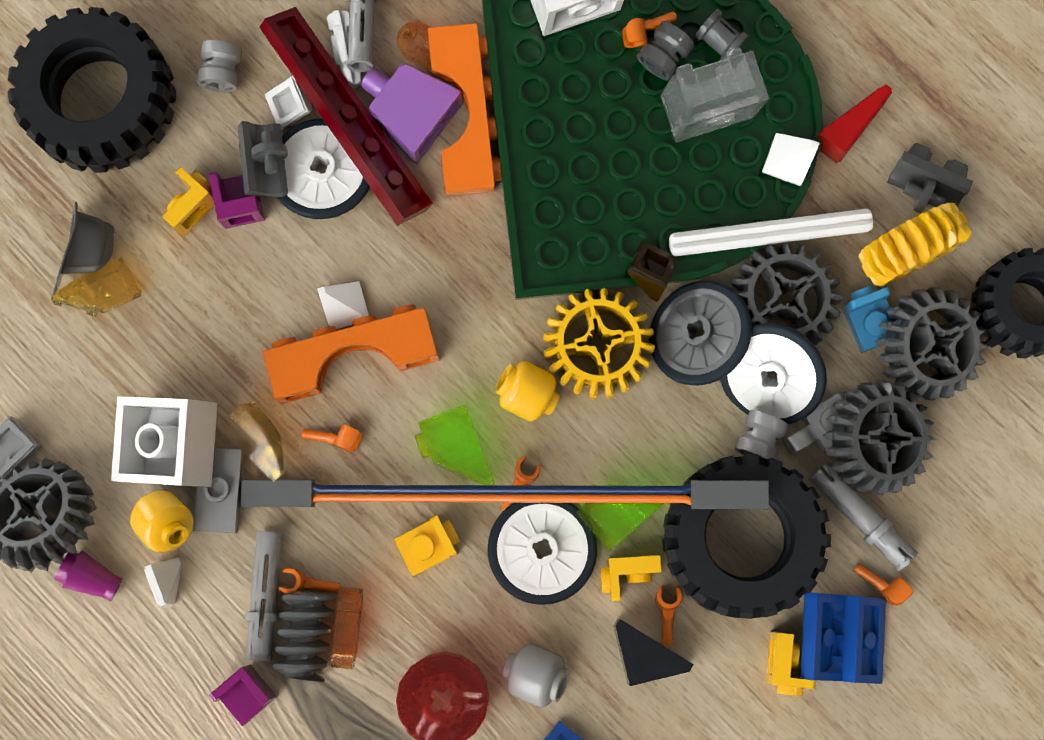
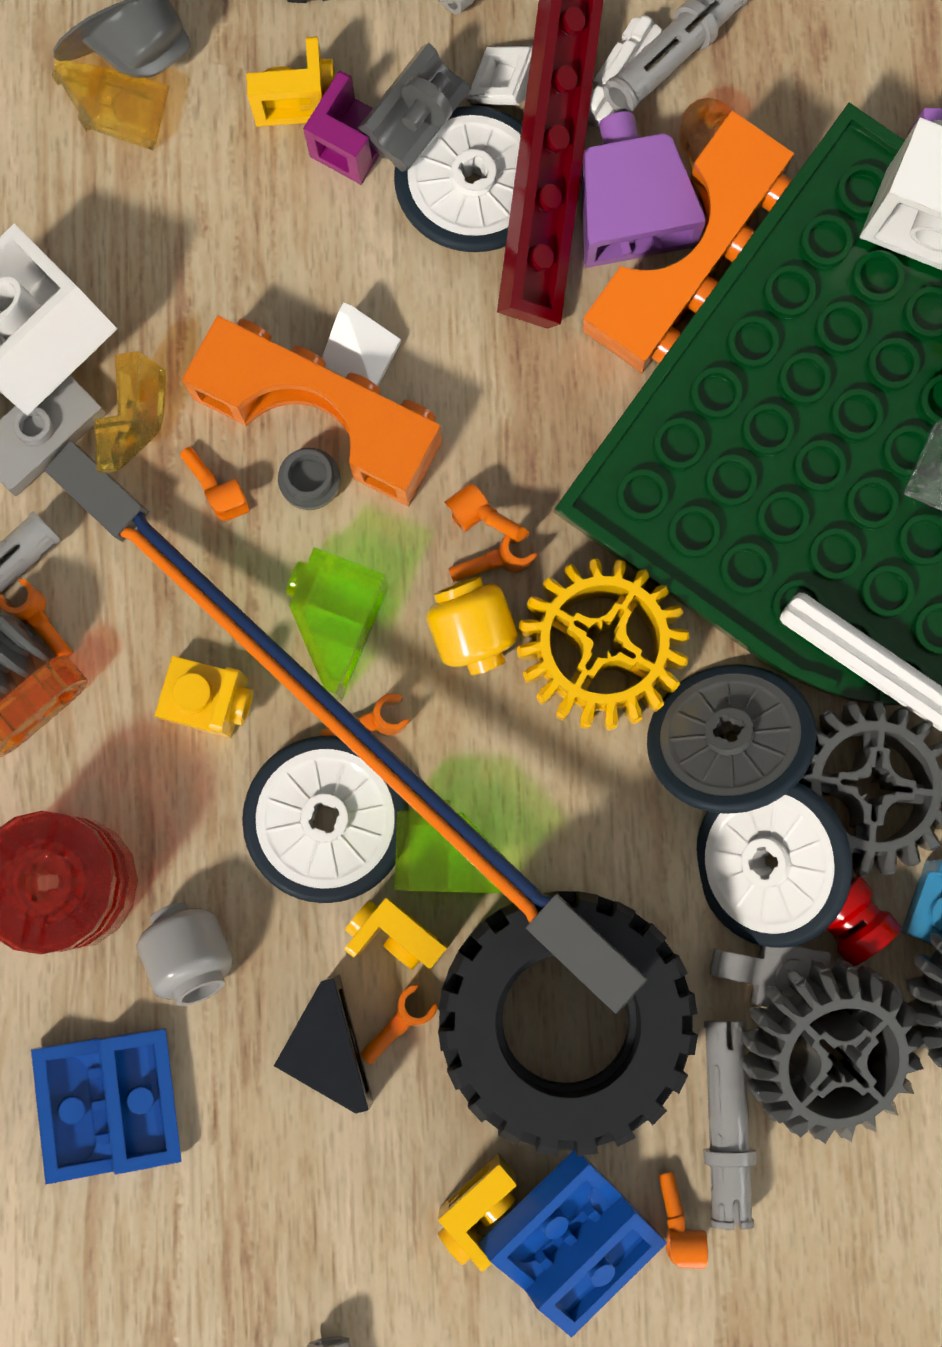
camera: 45 degrees right, 0 degrees up
(379, 391) = (309, 478): none -> dark grey plate
(472, 333) = (471, 507): none -> orange hand
(507, 348) = (492, 560): none -> orange hand
(652, 269) = (740, 613): dark brown slope -> none
(762, 435) = (694, 921): light grey wheel -> none
(841, 367) = (861, 926): none -> red wheel

